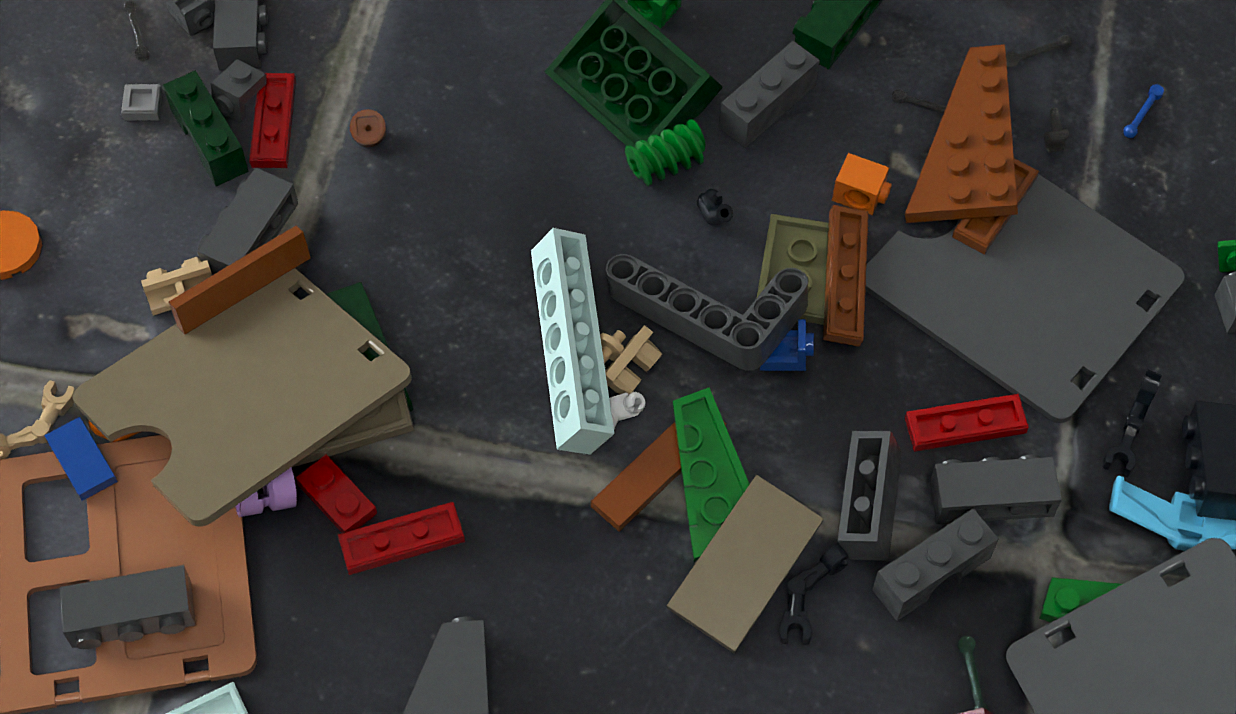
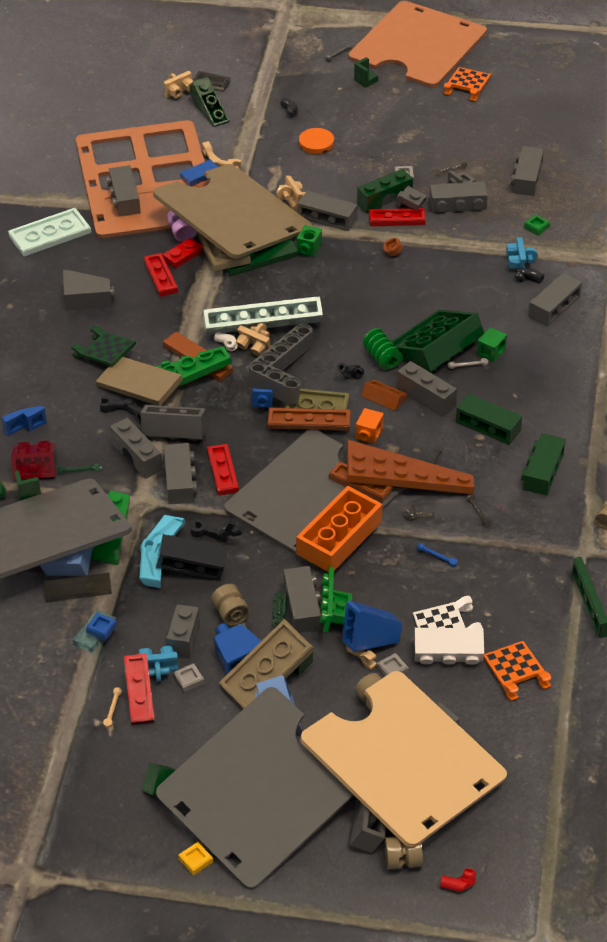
camera: 90 degrees right, 15 degrees down
(240, 279) = (291, 204): dark orange tile -> none
(334, 248) = (309, 240): none -> green brick
(643, 629) = (105, 349): none -> dark green flag
(684, 19) = (484, 362): none -> light grey hinge
(766, 164) = (383, 394): none -> dark orange slope
(1137, 228) = (339, 529): none -> orange brick

